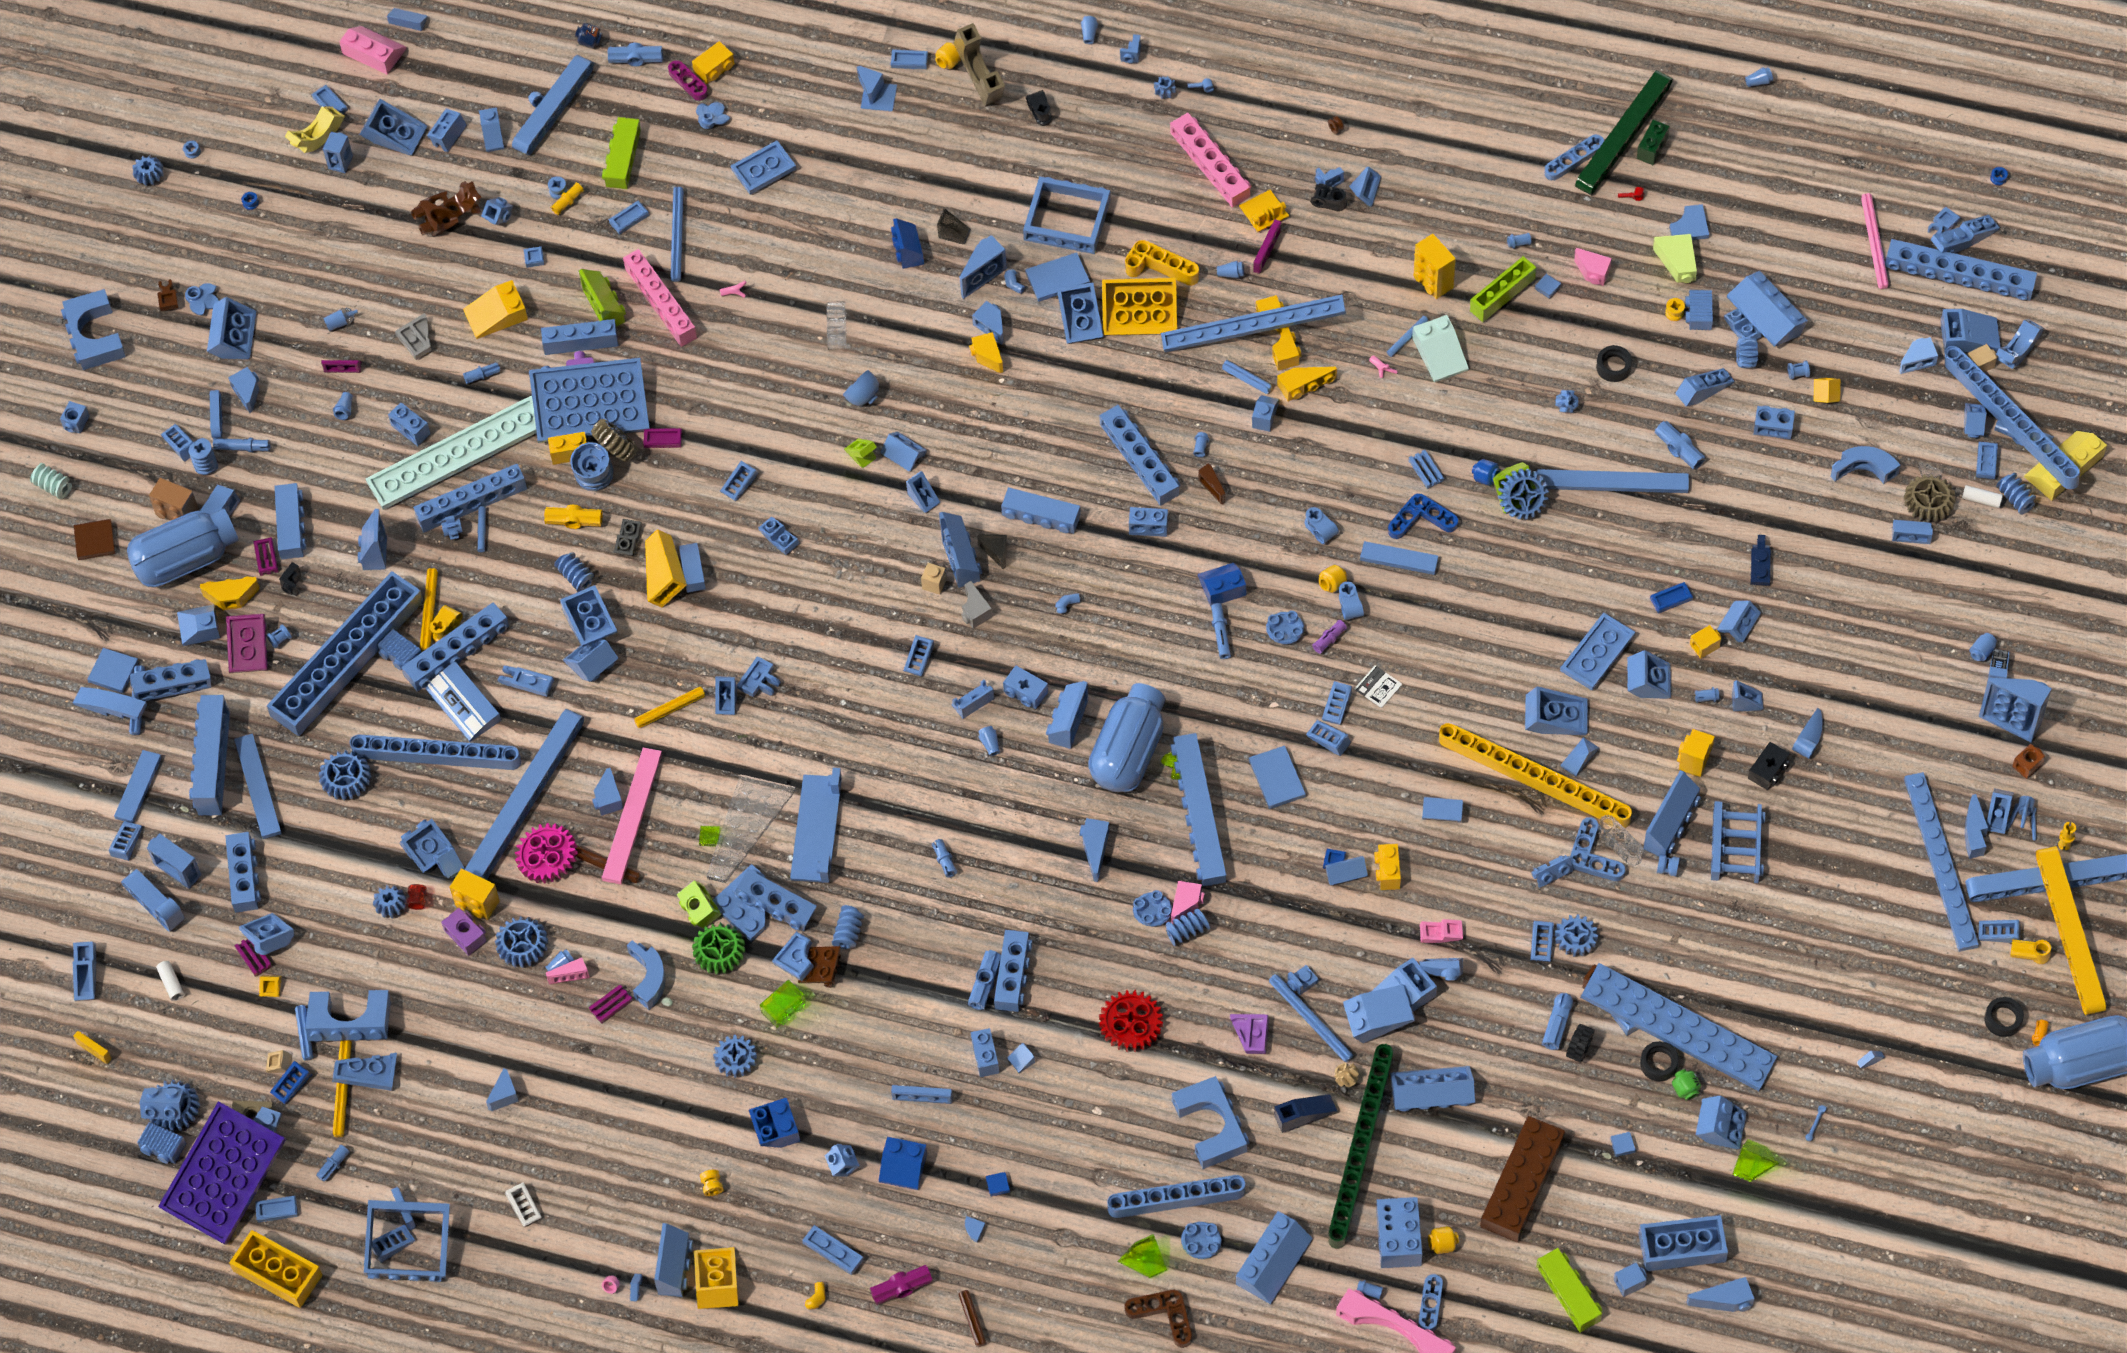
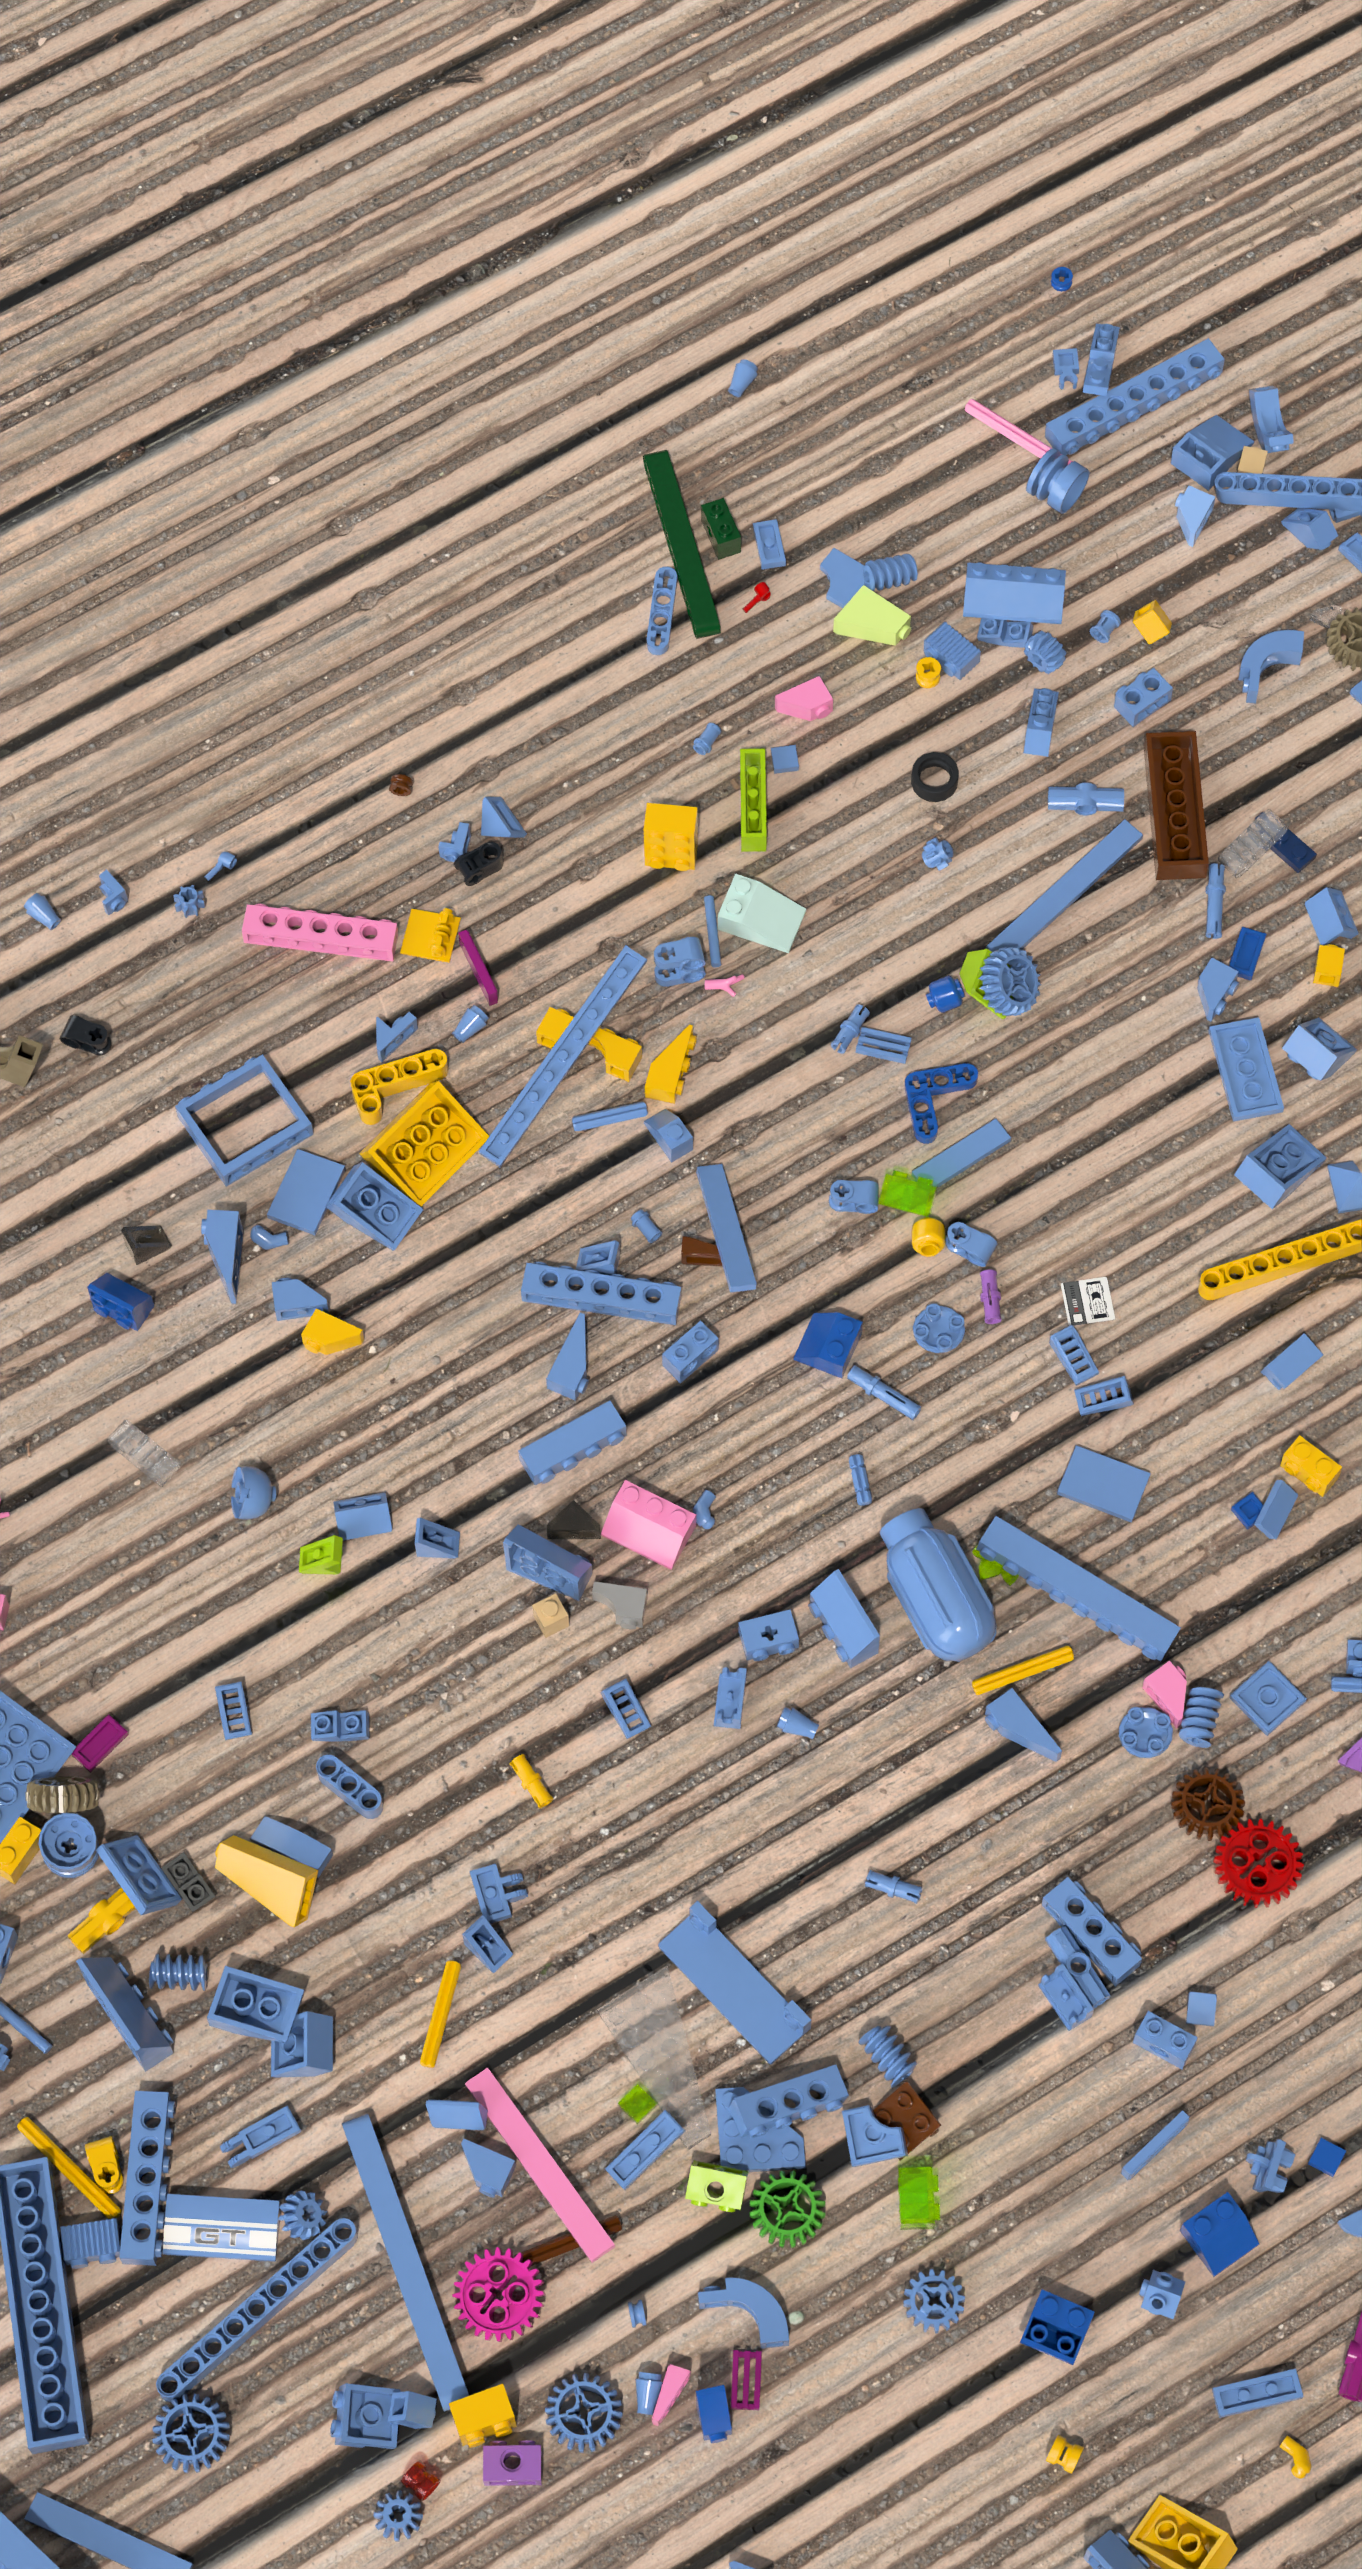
camera: 50 degrees left, 5 degrees up
(498, 724) = (305, 2225): none -> medium blue gear
(529, 561) = (126, 2011): none -> medium blue slope
(574, 996) = (713, 2413): none -> blue slope
(596, 924) = (637, 2313): none -> medium blue bush
(607, 510) = (139, 1874): none -> medium blue tile
(622, 756) = (457, 2114): none -> medium blue slope
(687, 857) = (645, 2150): none -> medium blue tile
(749, 557) = (344, 1775): none -> medium blue beam
(835, 645) = (531, 1781): none -> yellow pin
(956, 1163) = (1266, 2163): none -> medium blue hips
(962, 988) = (1066, 1997): none -> medium blue hinge
(1030, 582) = (648, 1525): none -> bright pink slope
(1084, 474) = (569, 1370): none -> medium blue slope
(1129, 823) = (1022, 1670): none -> yellow axle
(1151, 962) = (1197, 1802): none -> reddish brown gear
(1159, 439) = (600, 1257): none -> medium blue slope
(1159, 660) = (860, 1480): none -> medium blue axle
(1182, 242) = (391, 1038): none -> medium blue slope
(1233, 953) = (1268, 1698): none -> medium blue tile
(1234, 479) = (726, 1228): none -> medium blue tile
(1346, 548) = (908, 1194): none -> clear neon green brick
(1372, 332) = (687, 962): none -> medium blue piece
(1417, 445) = (850, 1029): none -> medium blue pin
(1631, 597) = (1215, 985): none -> medium blue slope
(1670, 173) = (769, 544): none -> medium blue plate
(1691, 552) = (1215, 891): none -> medium blue pin
(1713, 240) = (889, 572): none -> medium blue piece
(1721, 489) = (1176, 805): none -> reddish brown brick
(1739, 544) = (1253, 843): none -> clear beam
(1861, 273) = (1057, 481): none -> medium blue wheel

